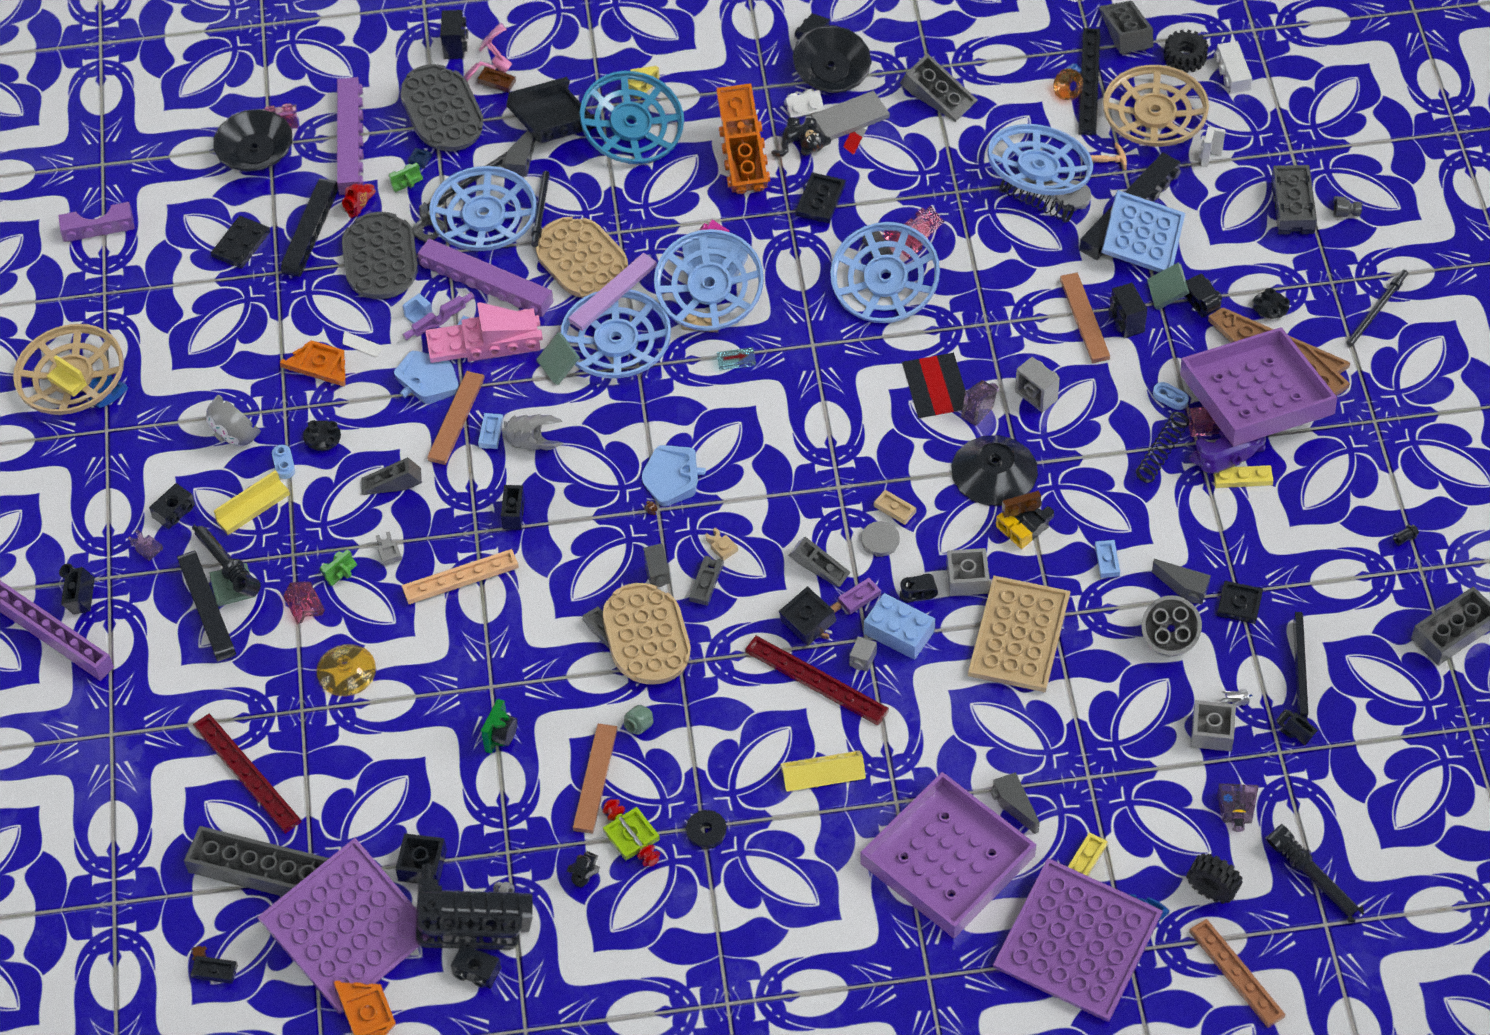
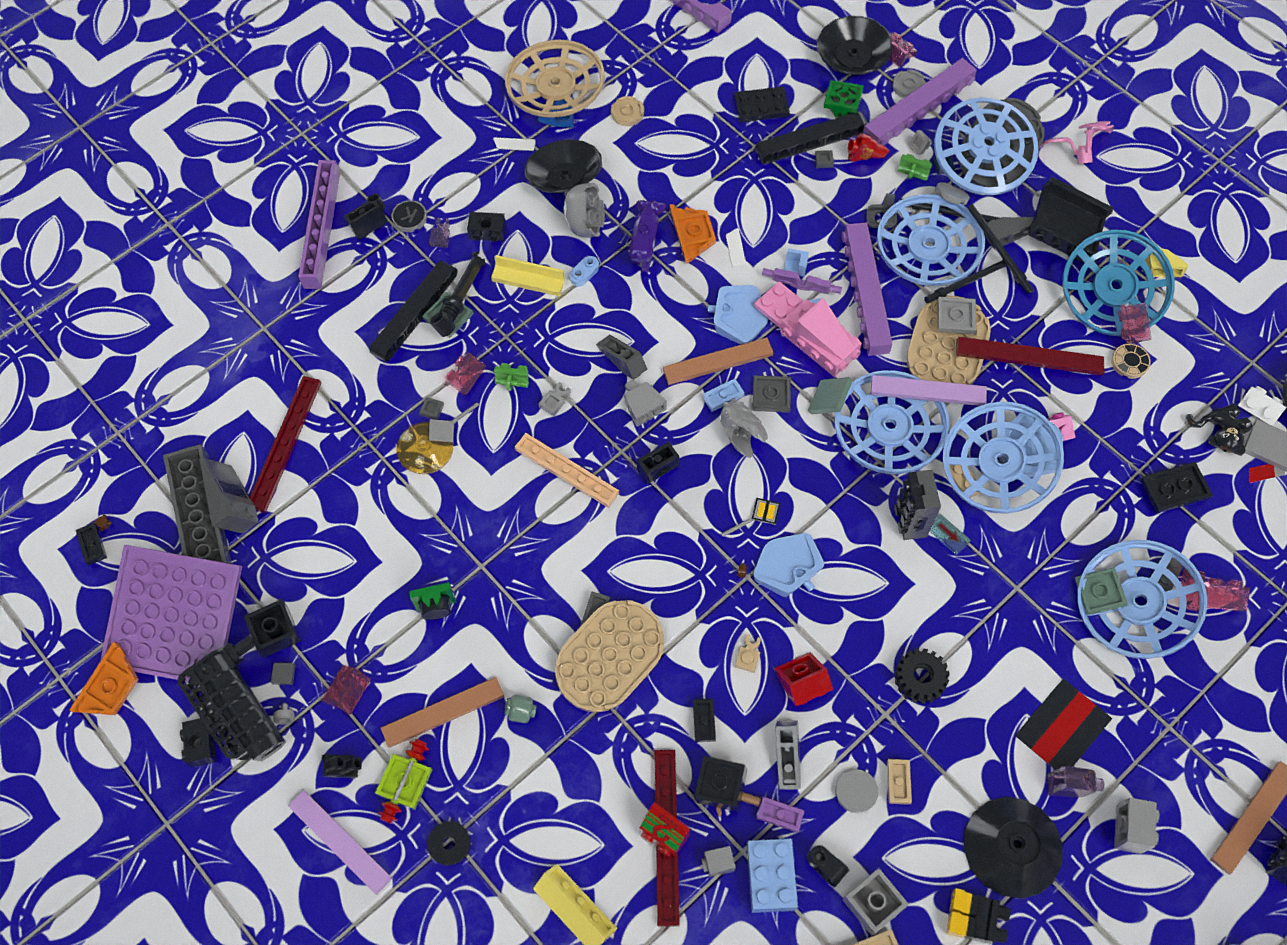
camera: 55 degrees right, 10 degrees up
(67, 377) = (540, 81): light yellow panel -> none
(101, 441) = (514, 144): none -> white sticker
(102, 560) = (409, 216): none -> black tile
(151, 340) = (627, 111): none -> tan tile
(171, 411) = (563, 165): none -> black dish
(289, 834) = (227, 498): none -> dark grey slope
(296, 181) = (843, 98): none -> green piece
(296, 392) = (645, 232): none -> dark purple animal
(313, 644) = (431, 408): none -> dark grey tile
(321, 131) = (907, 82): none -> light grey tile
(322, 435) = (627, 279): black dish -> none
(335, 232) = (824, 159): none -> dark grey tile
(344, 643) = (443, 430): none -> light grey piece
(379, 255) = (826, 201): dark grey plate -> none
(386, 159) = (920, 142): none -> light grey tile
(435, 122) = (983, 152): none -> light blue dish
(447, 488) = (643, 402): none -> light grey torso
(454, 34) = (1078, 102): black brick -> none
(455, 168) = (952, 193): none -> light grey tile
(465, 877) = (283, 674): none -> dark grey tile
(496, 79) = (1066, 163): reddish brown plate -> none
(517, 398) = (771, 393): none -> dark grey tile
(518, 835) = (346, 689): none -> clear pink bracket
(565, 234) = (956, 315): none -> light grey plate
(568, 175) = (1019, 277): none -> black bar
(613, 465) = (764, 511): none -> piece
(639, 213) = (1030, 356): none -> dark red tile
(643, 906) = (340, 842): none -> lavender tile
(656, 565) = (680, 617): dark grey slope -> none
(674, 129) = (1135, 323): none -> clear pink bracket
(699, 156) = (1131, 361): none -> tile
(702, 353) = (917, 505): none -> piece
(706, 580) = (701, 668): dark grey plate -> none
(742, 139) = (1172, 381): orange wedge -> none
(749, 602) = (704, 720): none -> black plate
(770, 517) = (804, 679): none -> red slope
(813, 668) = (664, 830): none -> slope
(830, 454) = (921, 691): none -> black tyre
(859, 294) = (1102, 591): none -> sand green tile
(1021, 504) = (976, 902): reddish brown plate -> none

